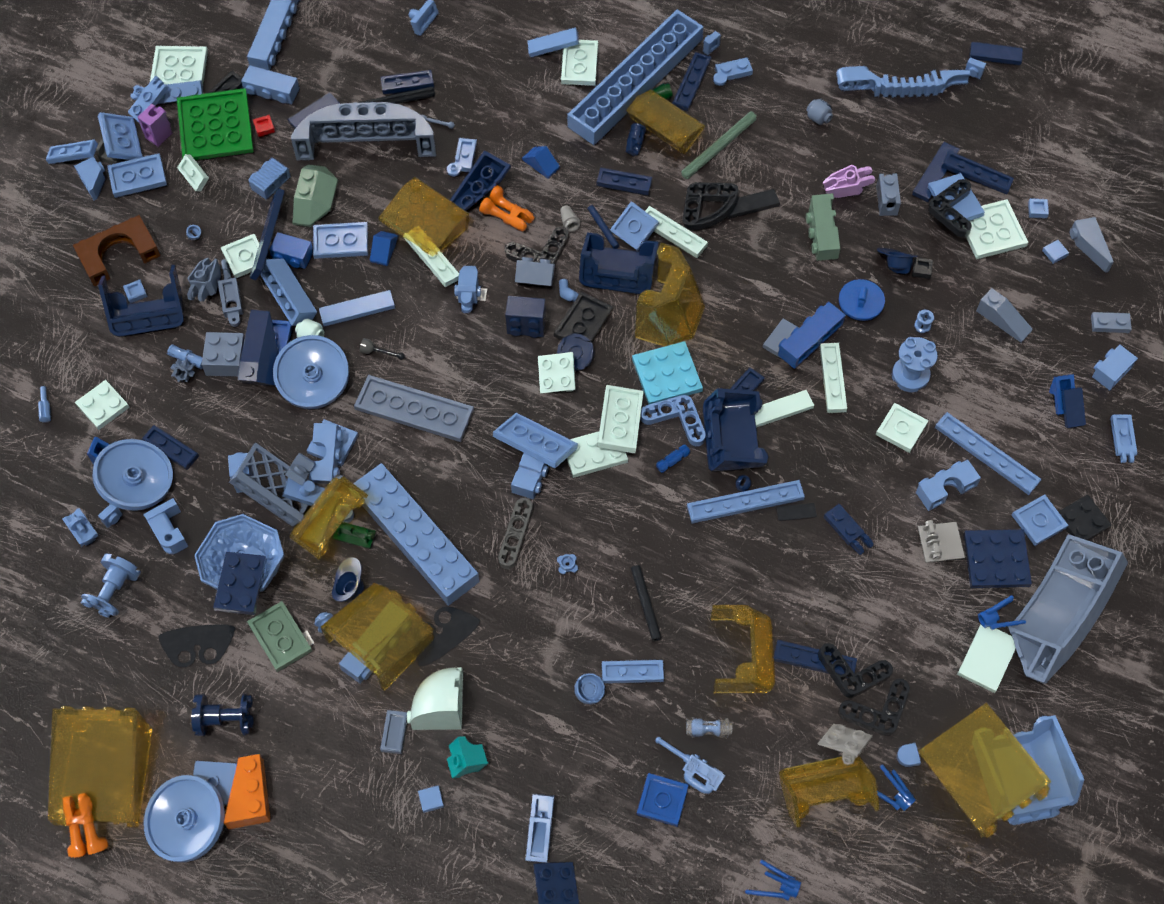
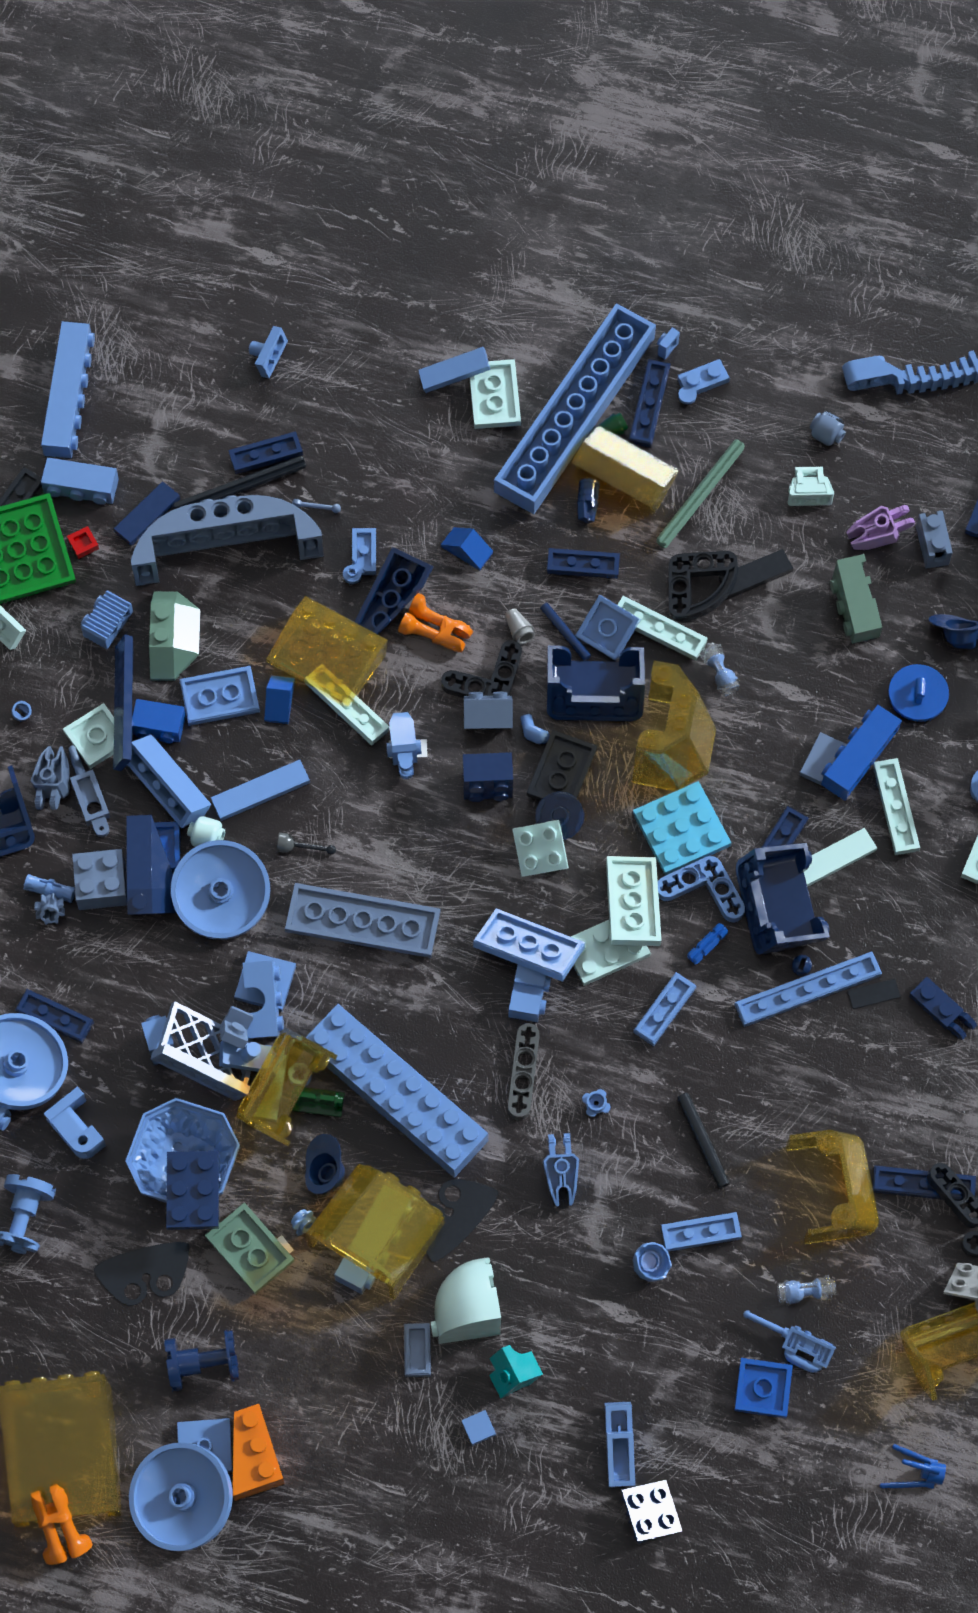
camera: 10 degrees left, 5 degrees up
(530, 609) = (561, 1169): none -> medium blue hinge
(632, 502) = (664, 1009): none -> medium blue tile
(716, 272) = (725, 678): none -> clear piece
(800, 150) = (810, 490): none -> light aqua piece

